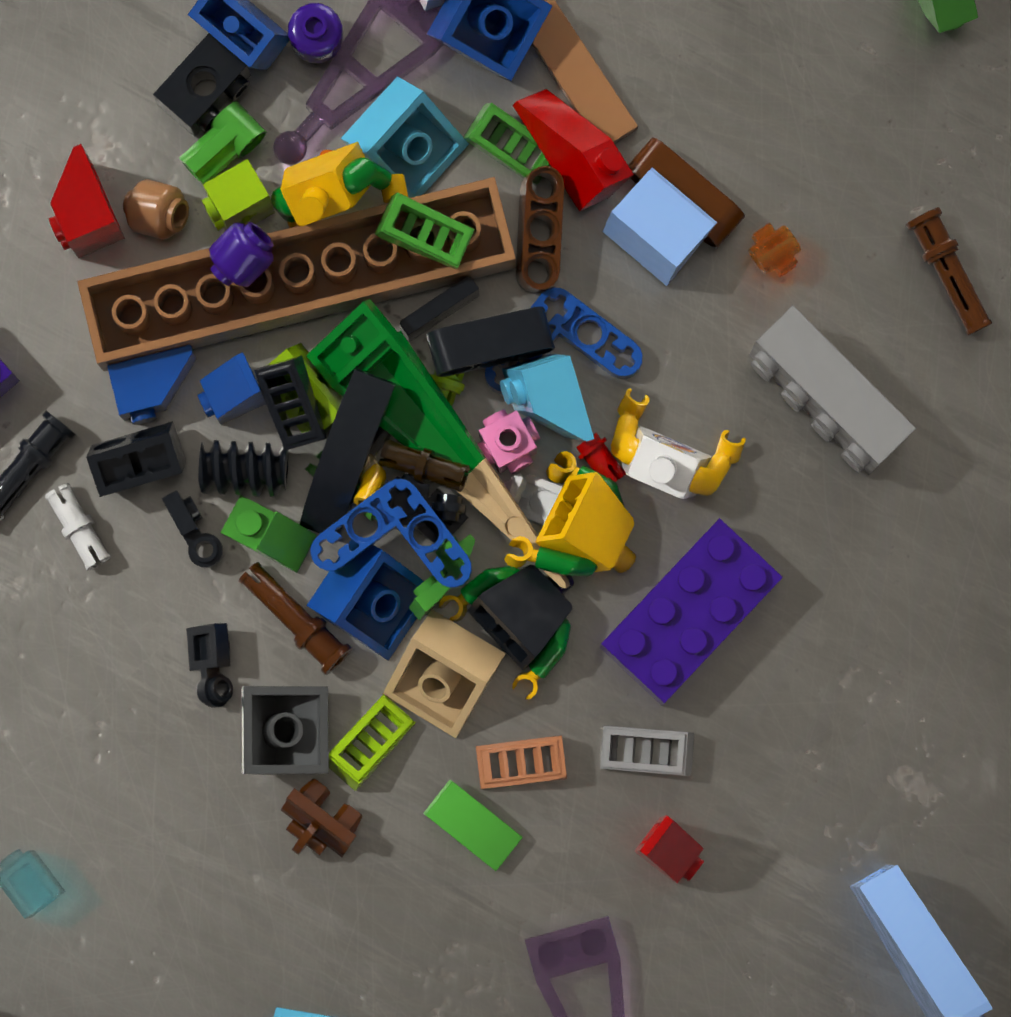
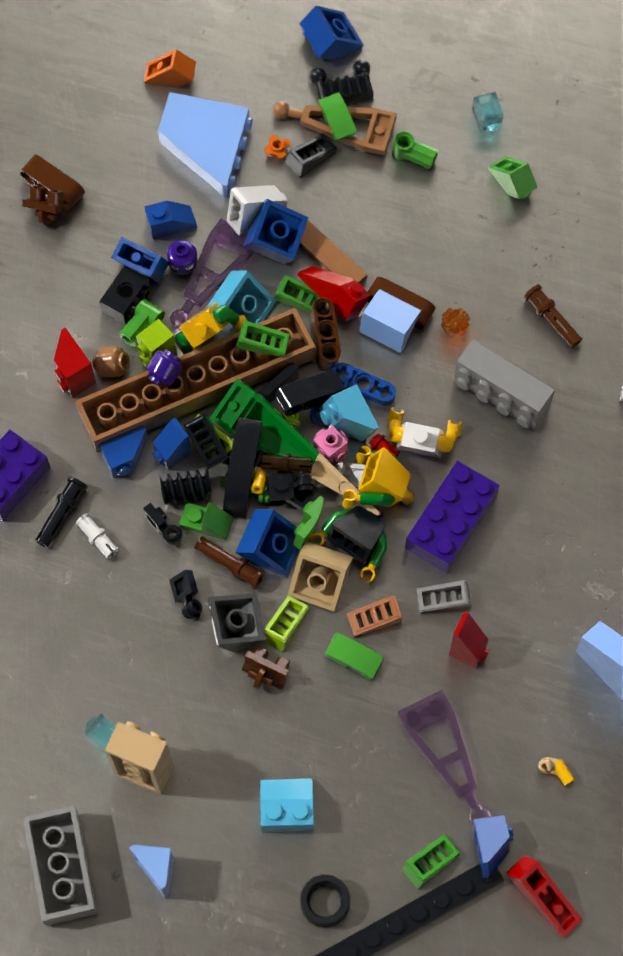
camera: 10 degrees left, 15 degrees down
(75, 952) = (139, 757): none -> tan brick
(136, 459) = (124, 491): black brick -> none
(387, 521) = (273, 492): blue beam -> none

